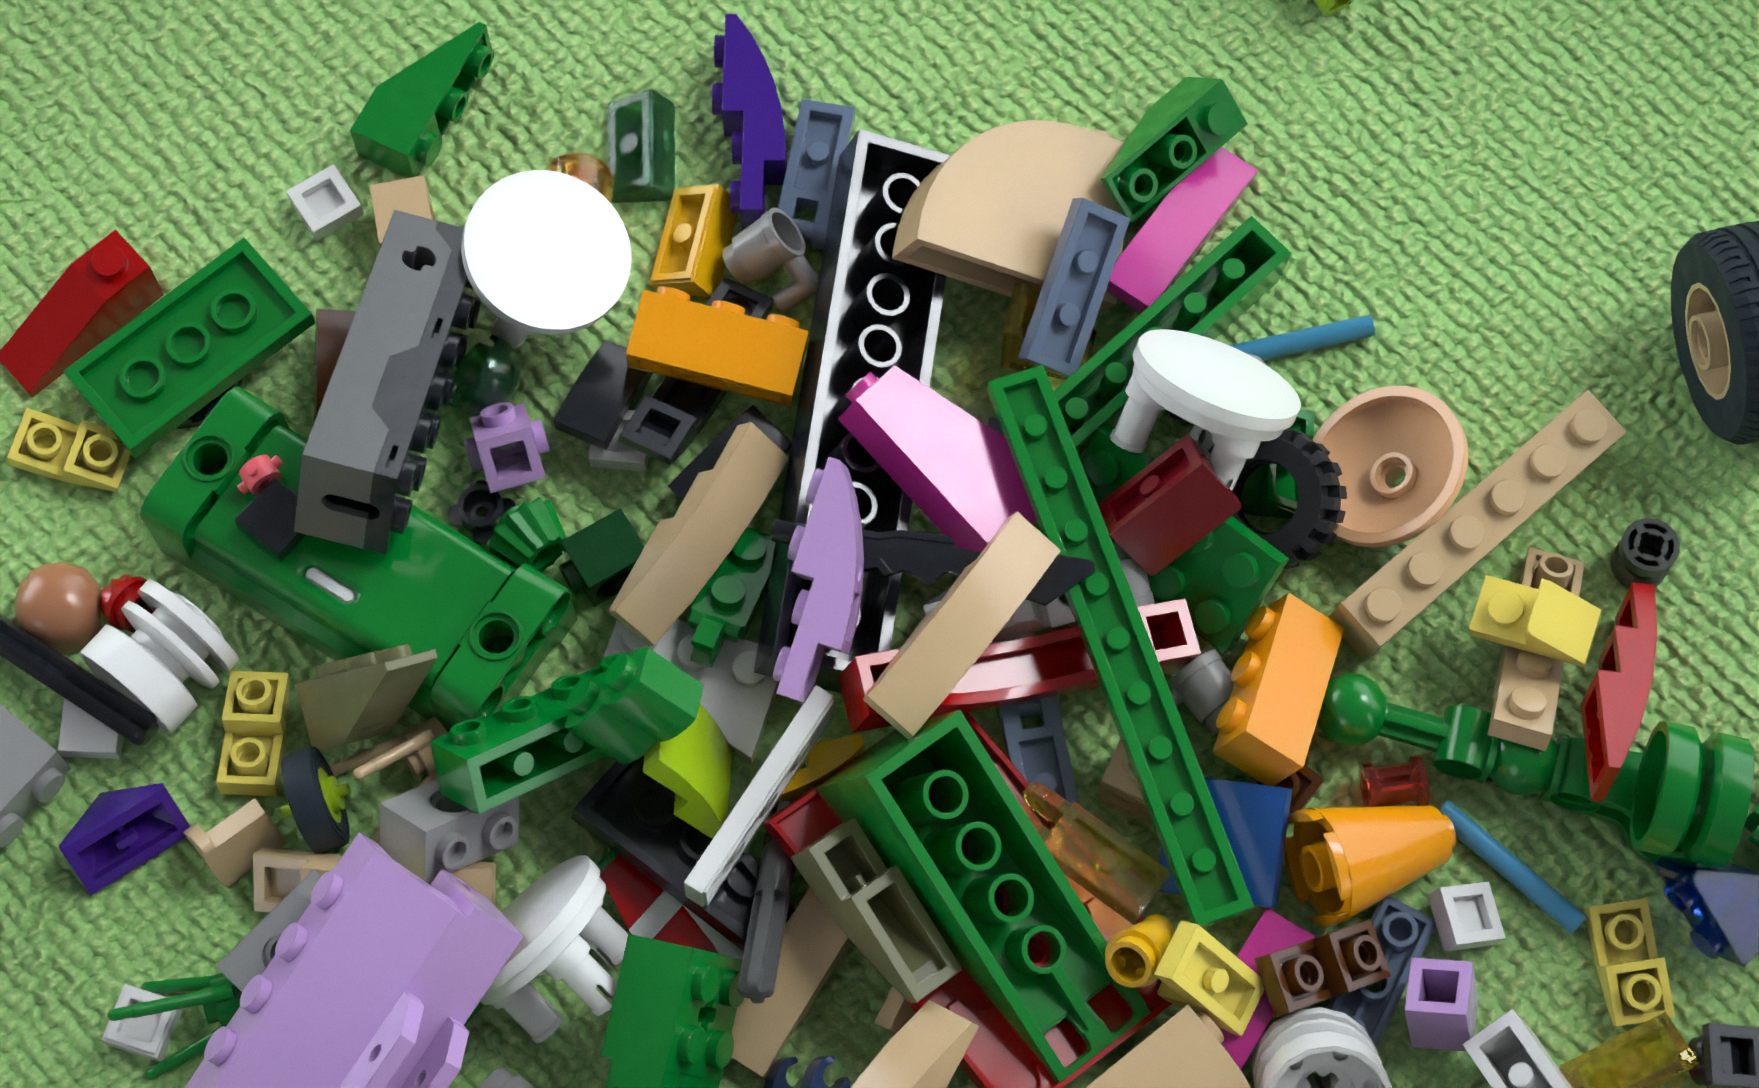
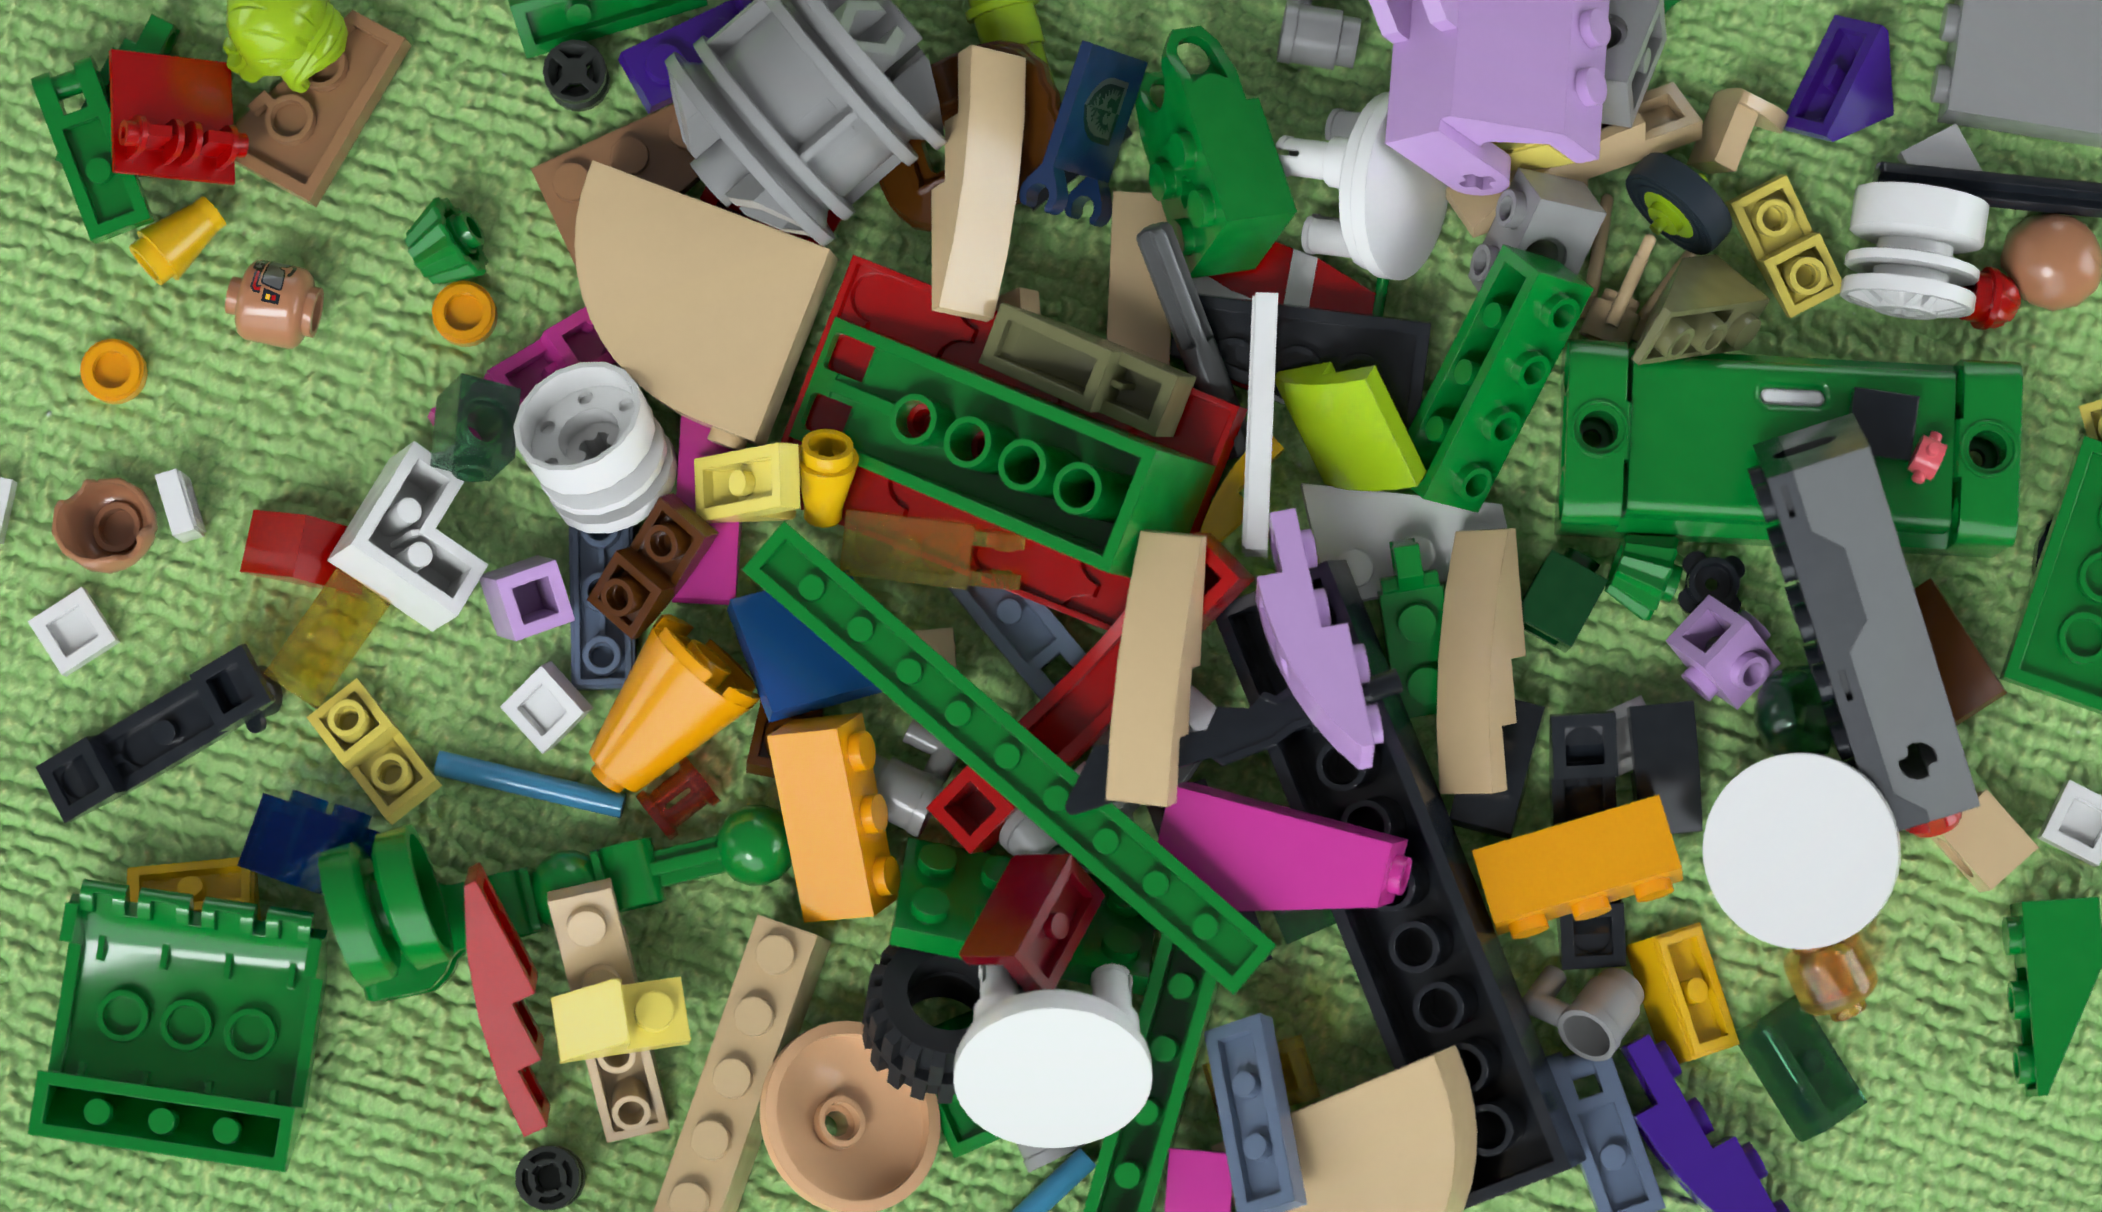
camera: 150 degrees right, 15 degrees up
(633, 705) = (1418, 415): green brick -> none

